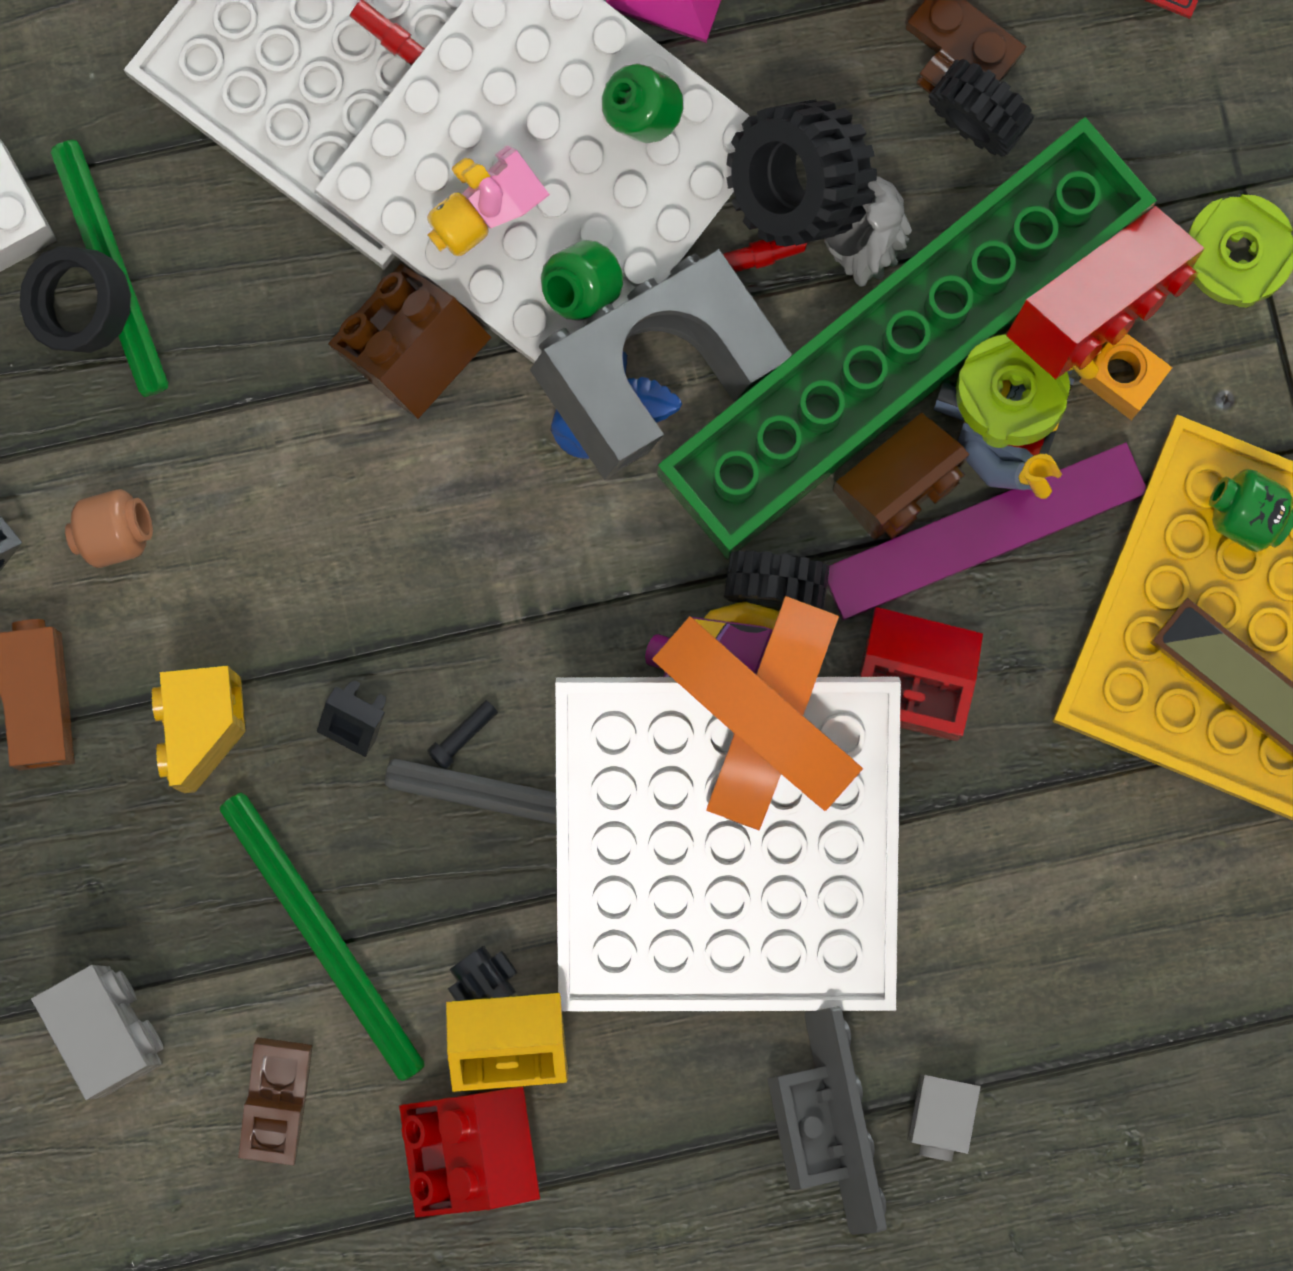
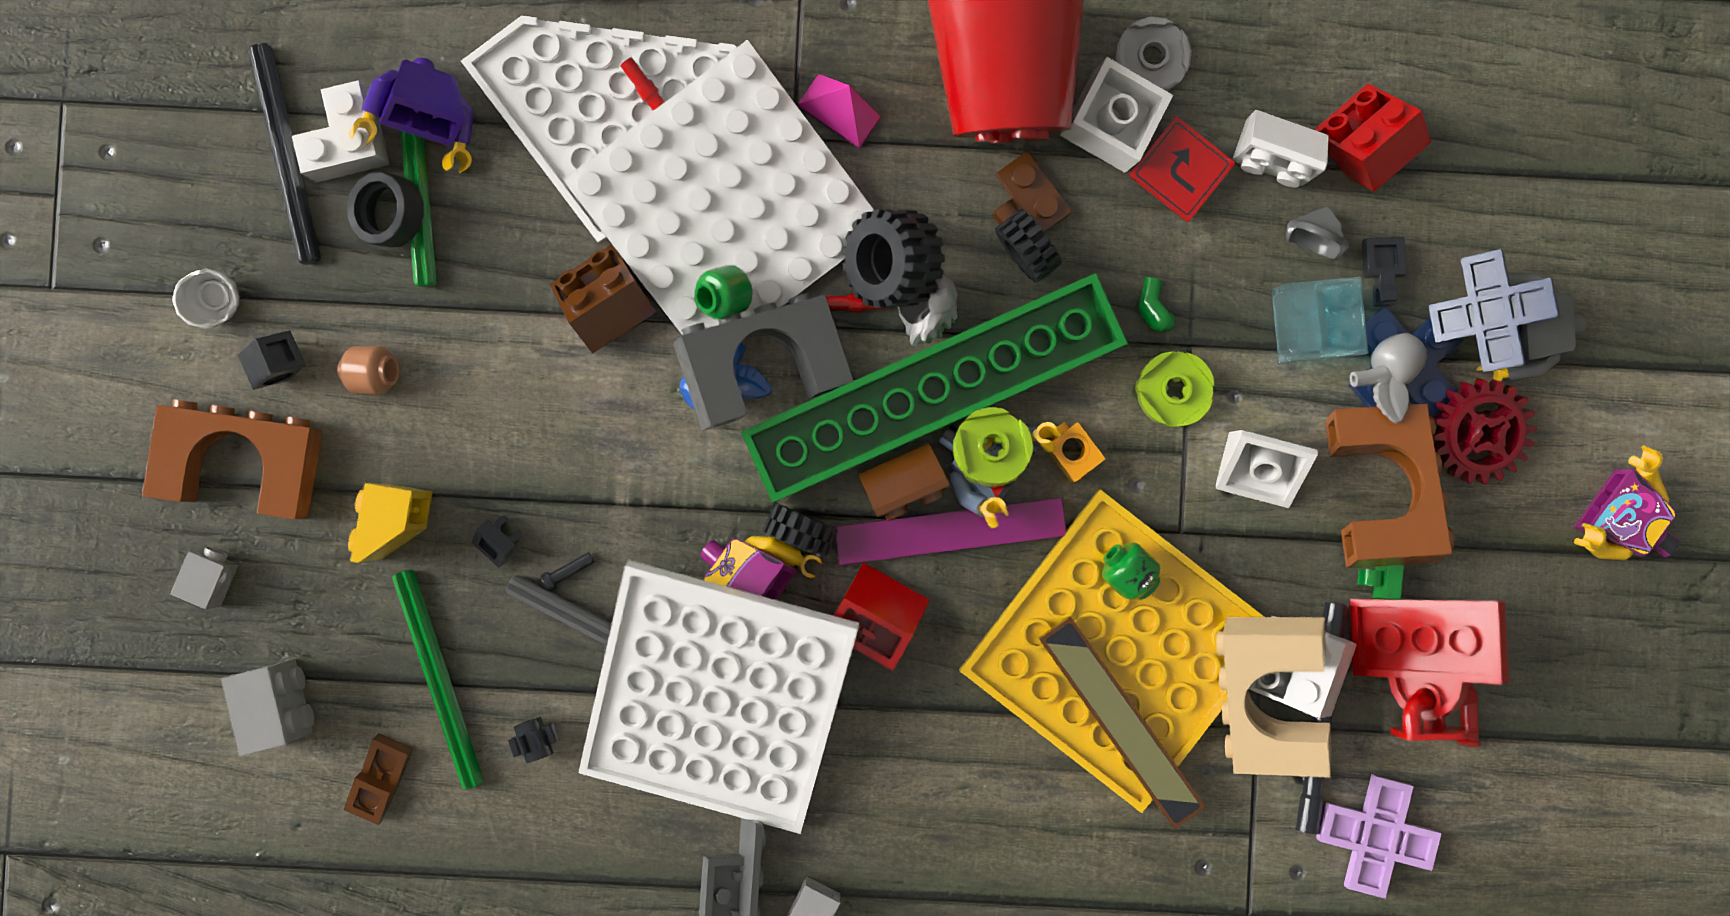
camera: 10 degrees right, 5 degrees up
(92, 140) = (421, 104): none -> dark purple torso
(469, 1152) = (494, 850): red slope -> none
(490, 200) = (675, 221): piece -> none
(506, 1042) = (532, 791): yellow slope -> none
(642, 103) = (797, 182): green head -> none
(757, 714) = (752, 626): orange slope -> none
(791, 670) = (766, 625): orange slope -> none
(1106, 293) = (1073, 398): brick -> none
(1176, 150) = (1152, 309): none -> green arm

